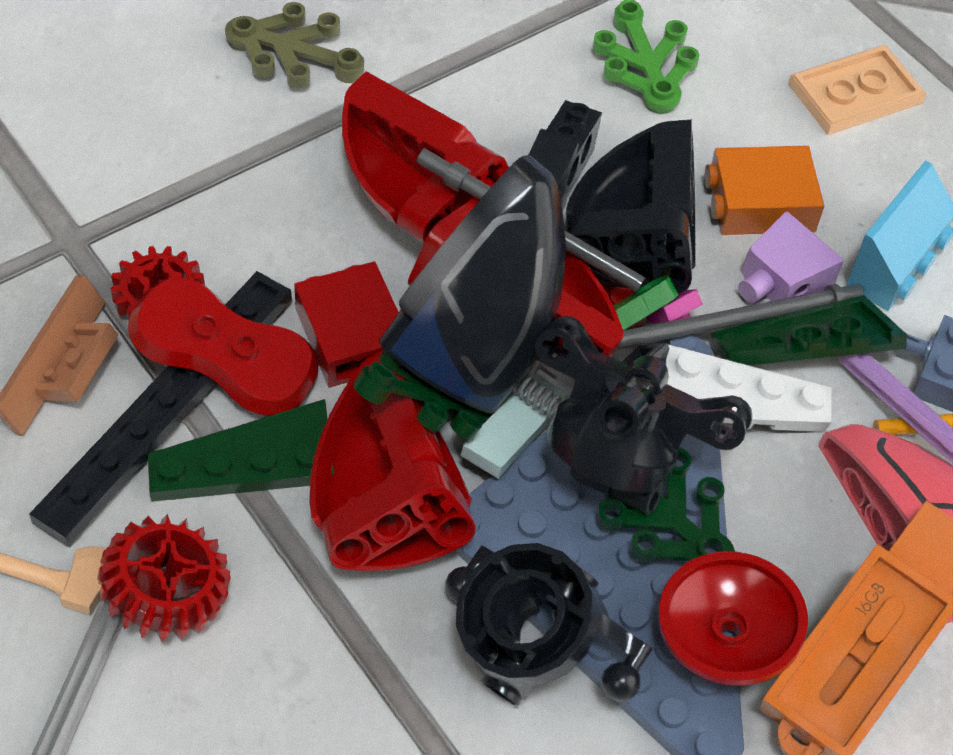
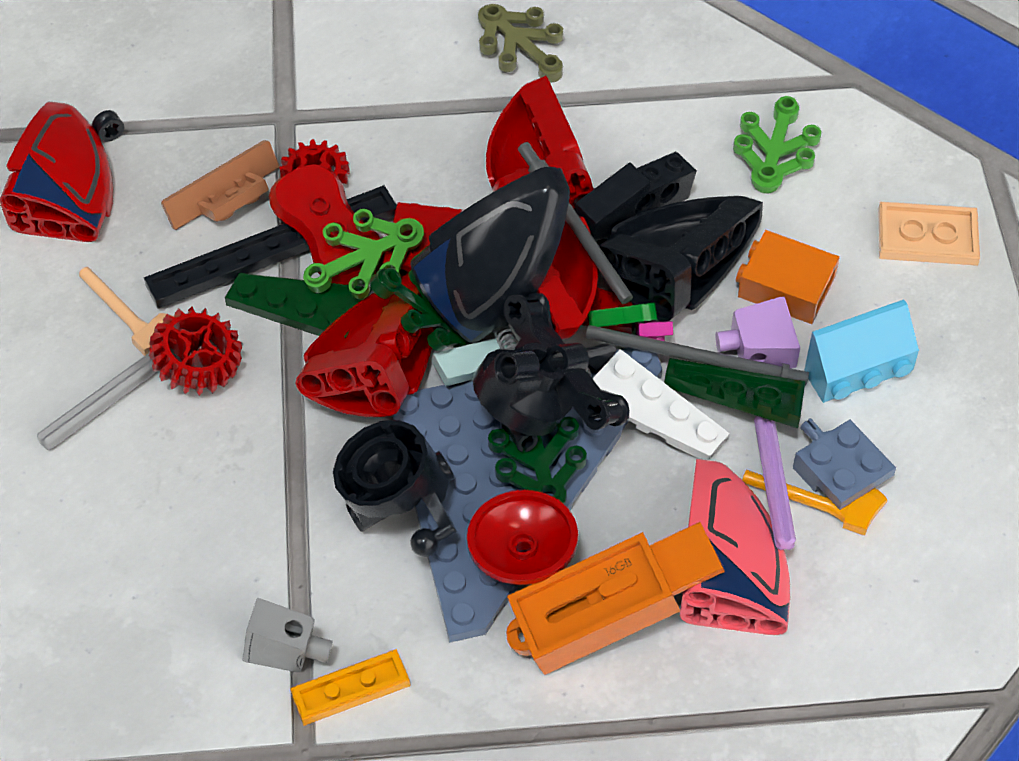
camera: 35 degrees right, 0 degrees up
(302, 357) = (367, 251): none -> bright green plant

